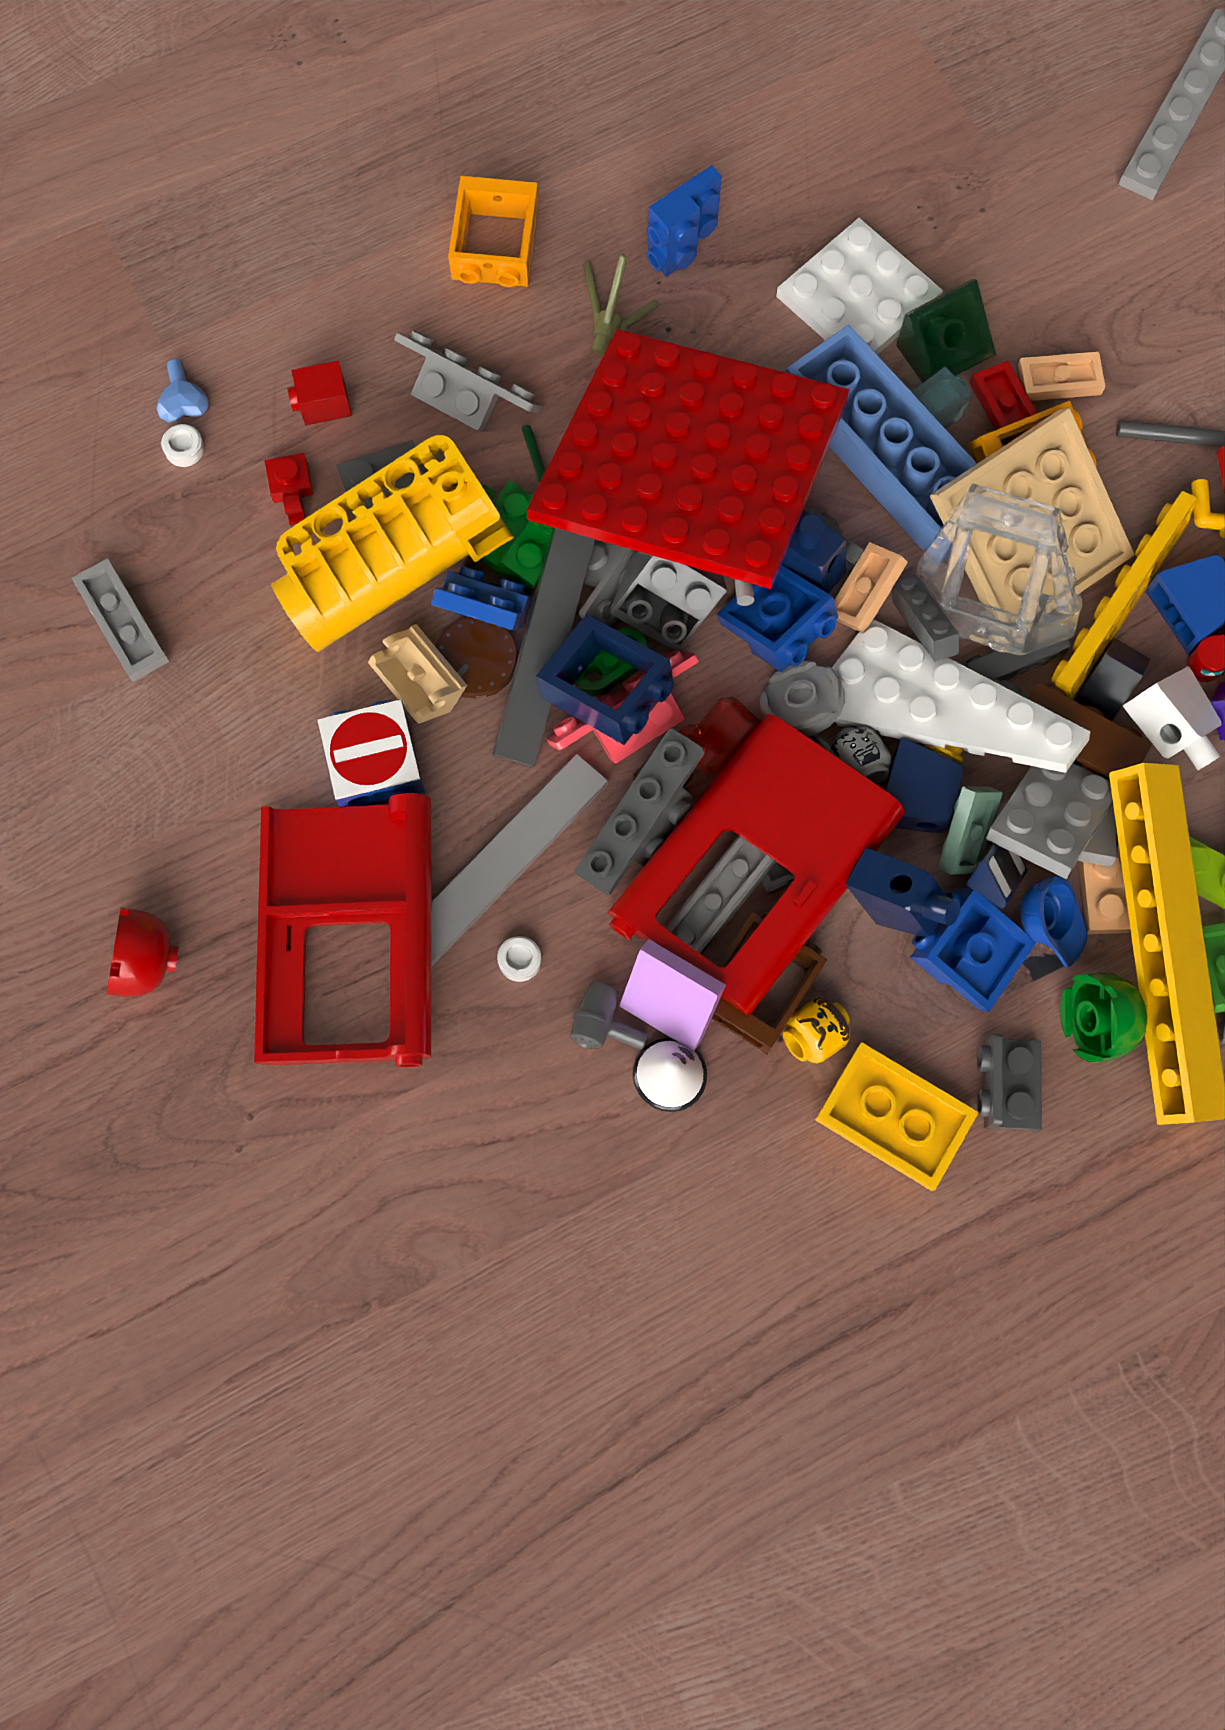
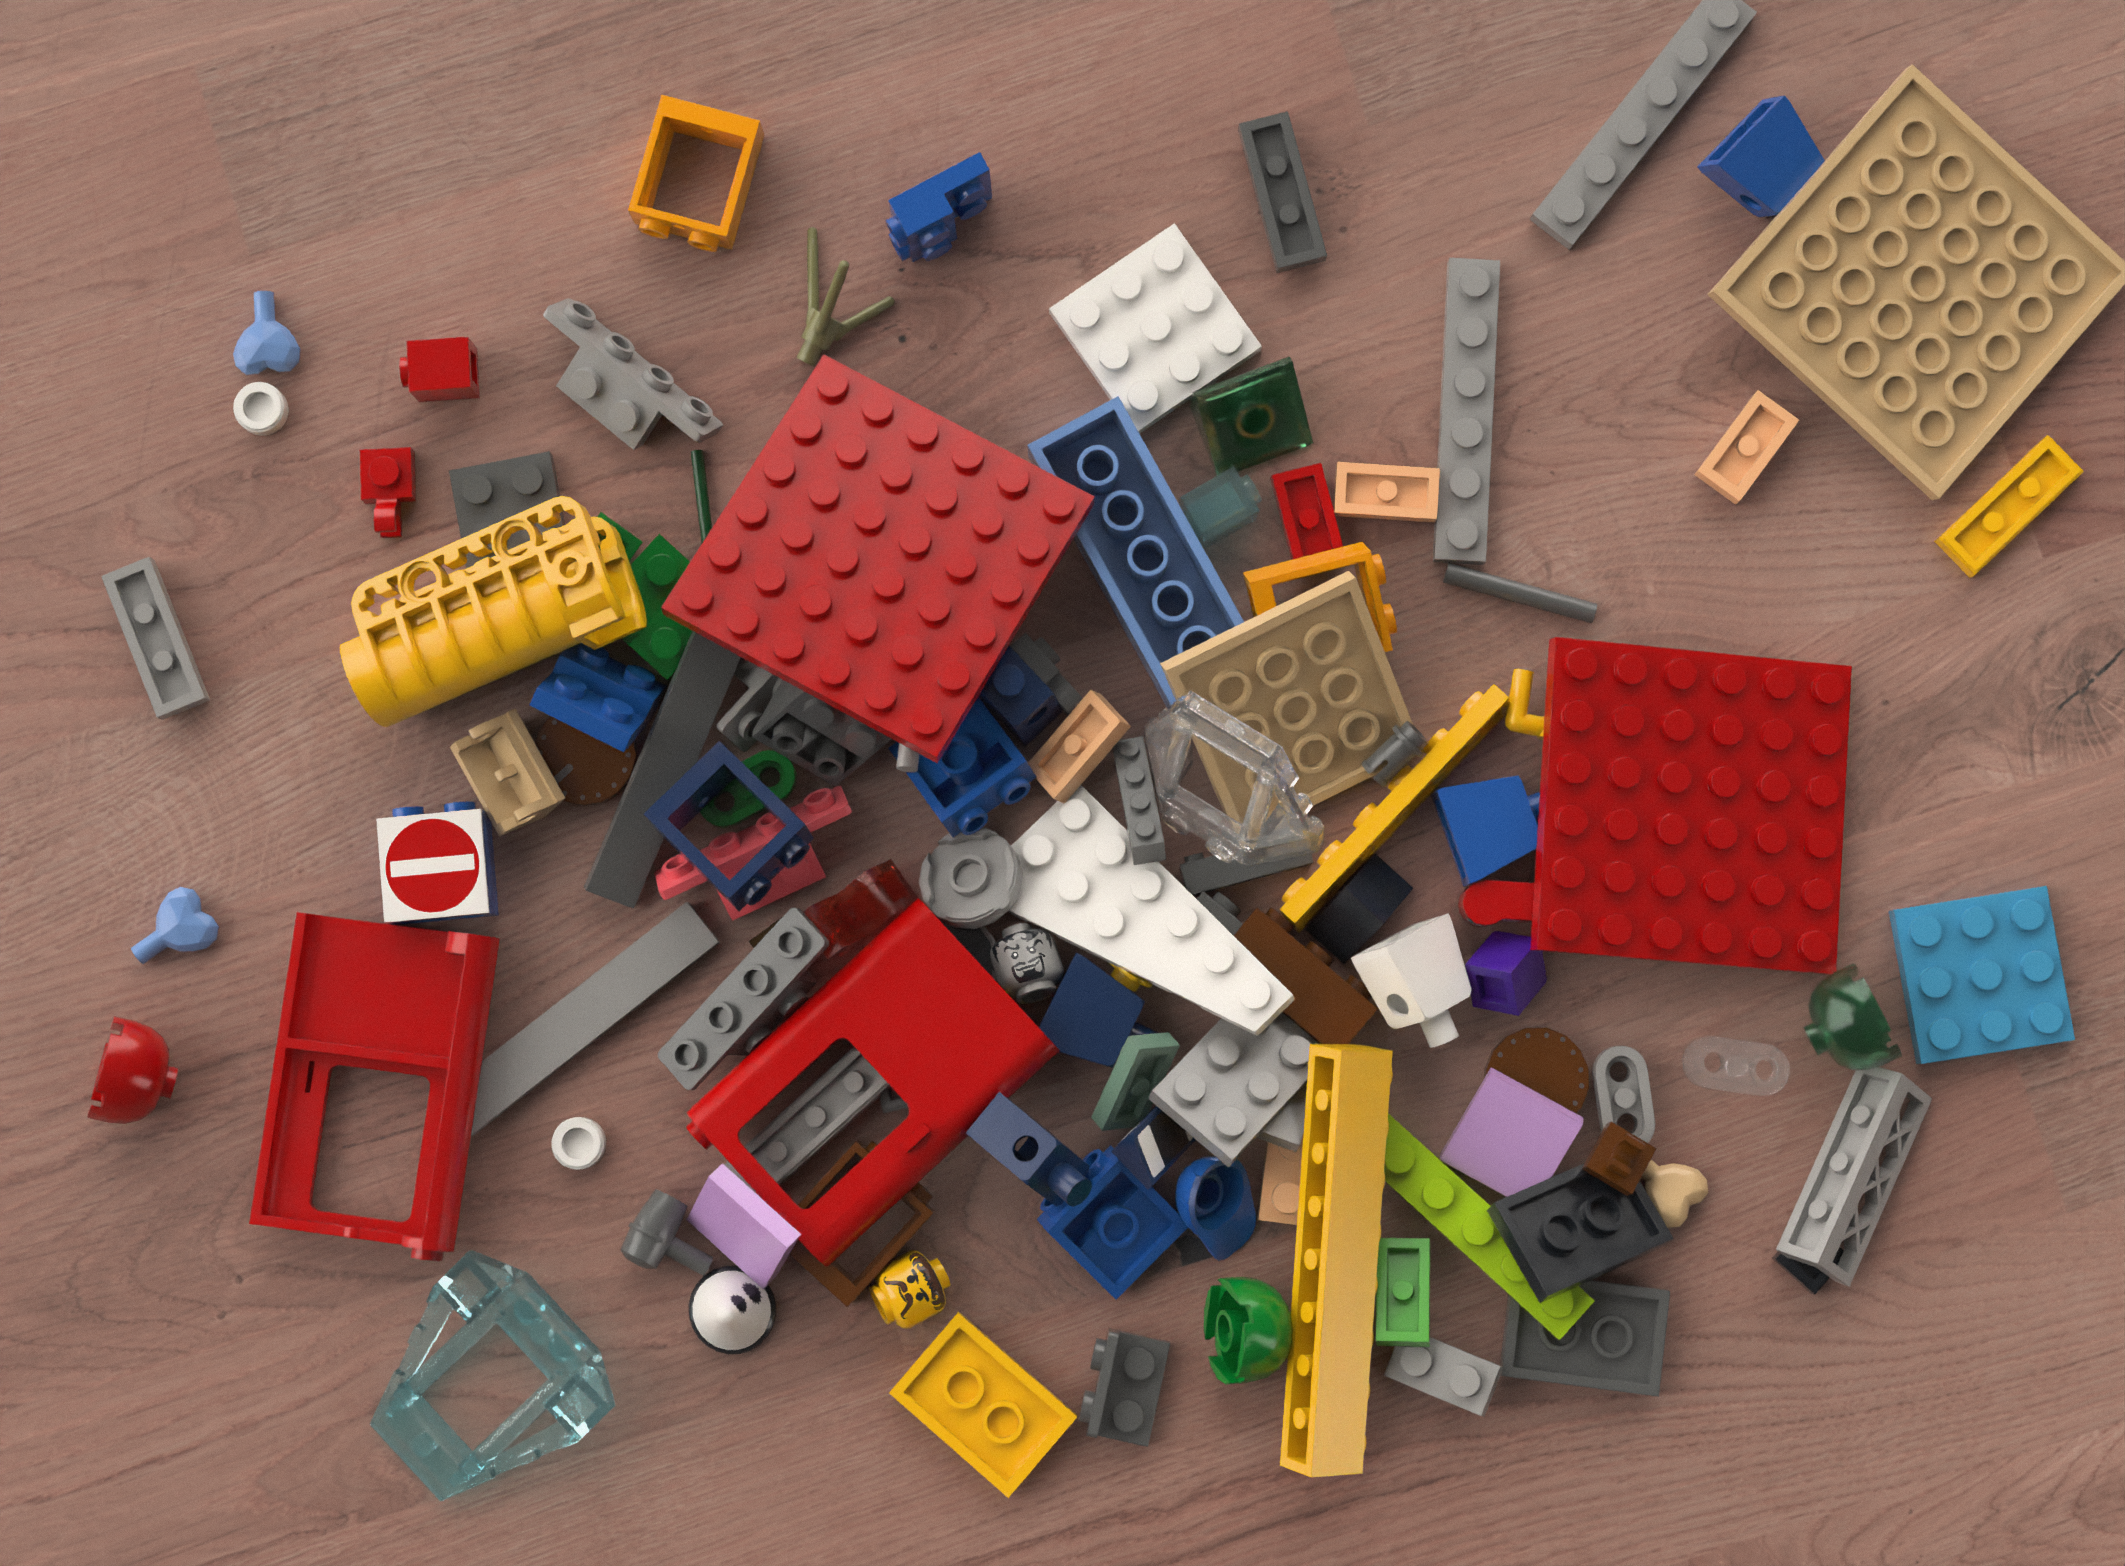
camera: 10 degrees right, 10 degrees up
(164, 837) = (178, 926): none -> medium blue rock
(482, 1090) = (487, 1295): none -> clear light blue windscreen
(934, 186) = (1282, 192): none -> dark grey plate
(1106, 314) = (1466, 410): none -> light grey plate
(1120, 549) = (1397, 750): none -> dark grey pin

